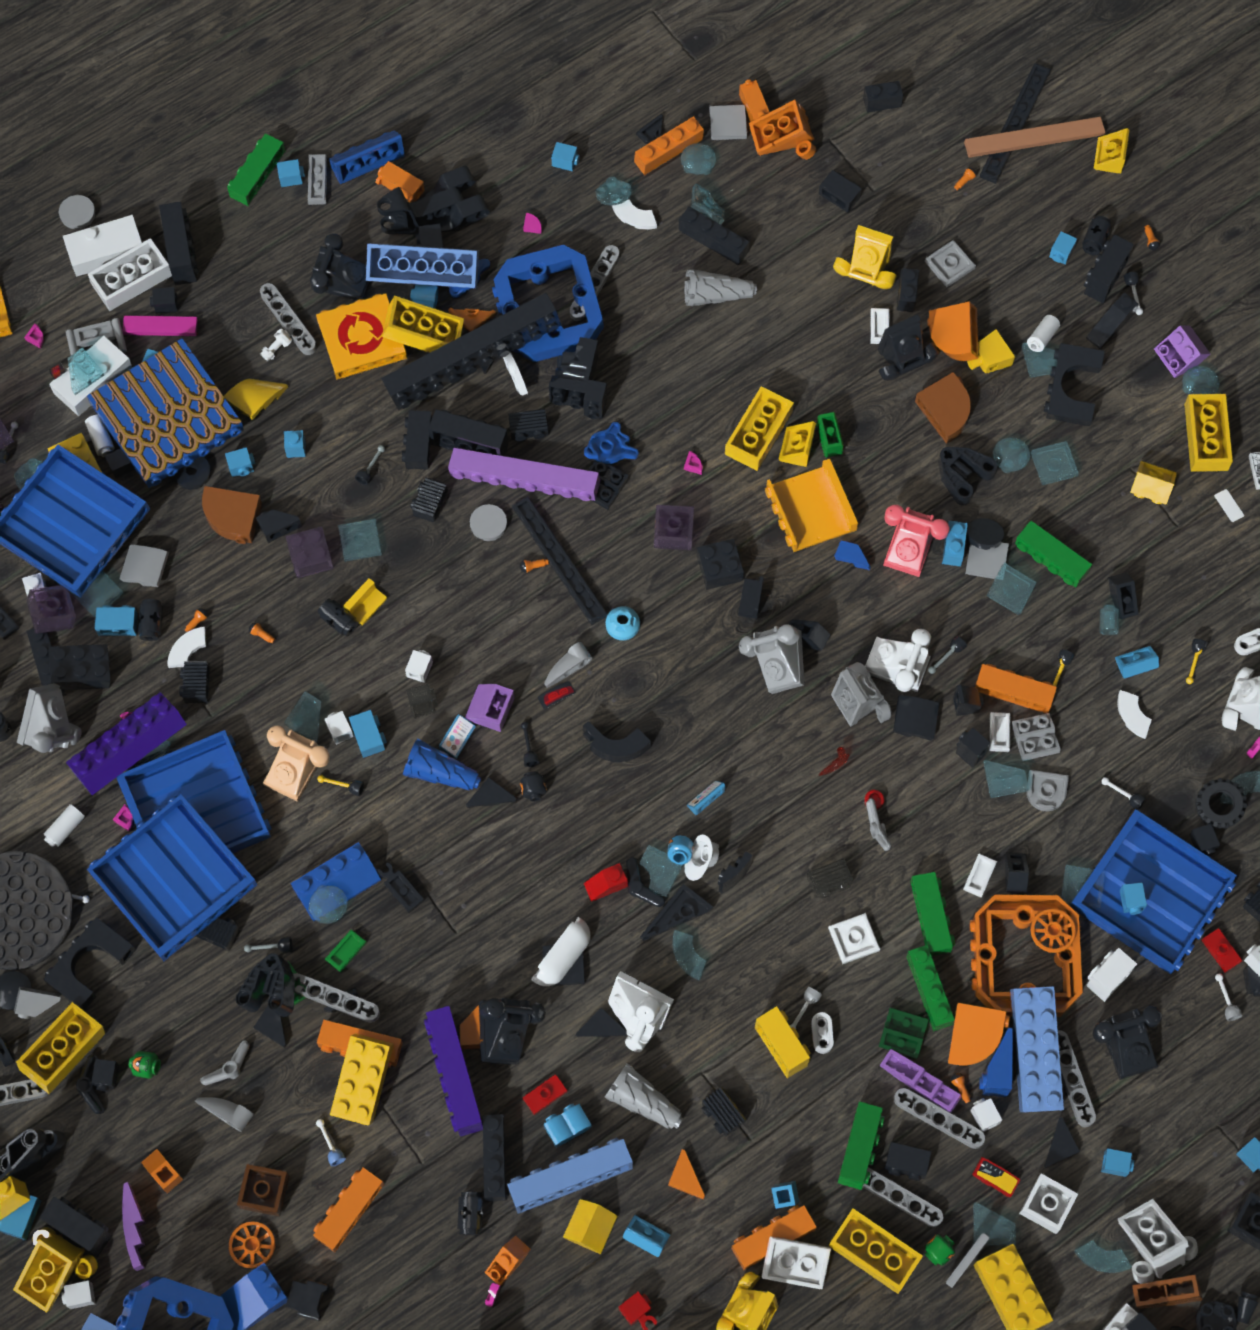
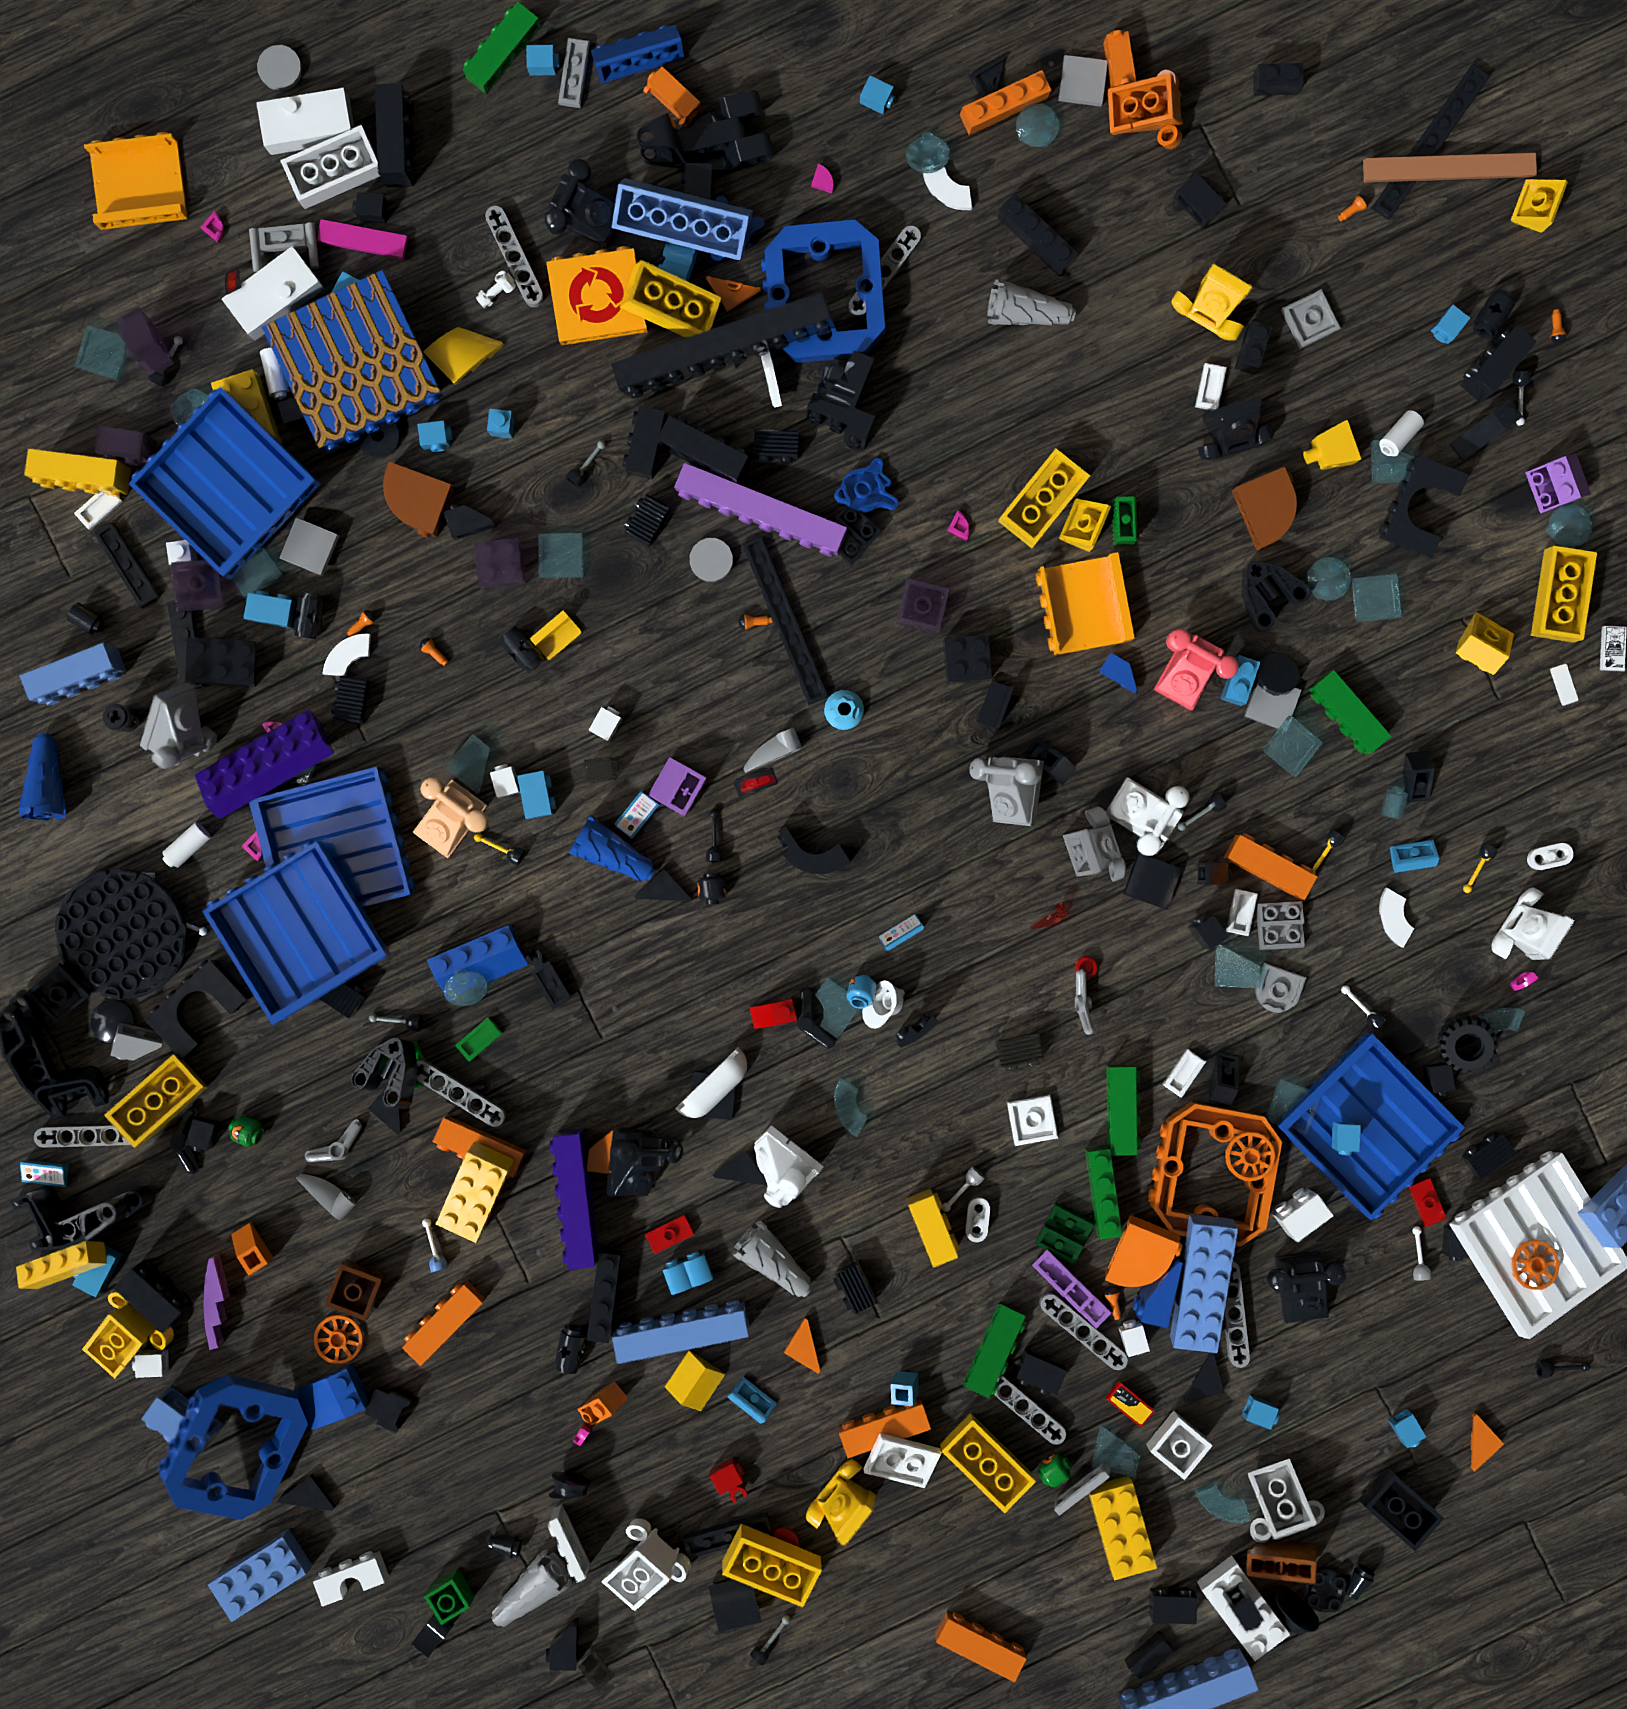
camera: 15 degrees right, 20 degrees up
(82, 371) = (261, 290): clear light blue wing -> none
(680, 909) = (851, 1055): black wing -> none
(704, 203) = (1034, 191): clear light blue tile -> none
(955, 330) = (1298, 414): orange brick -> none

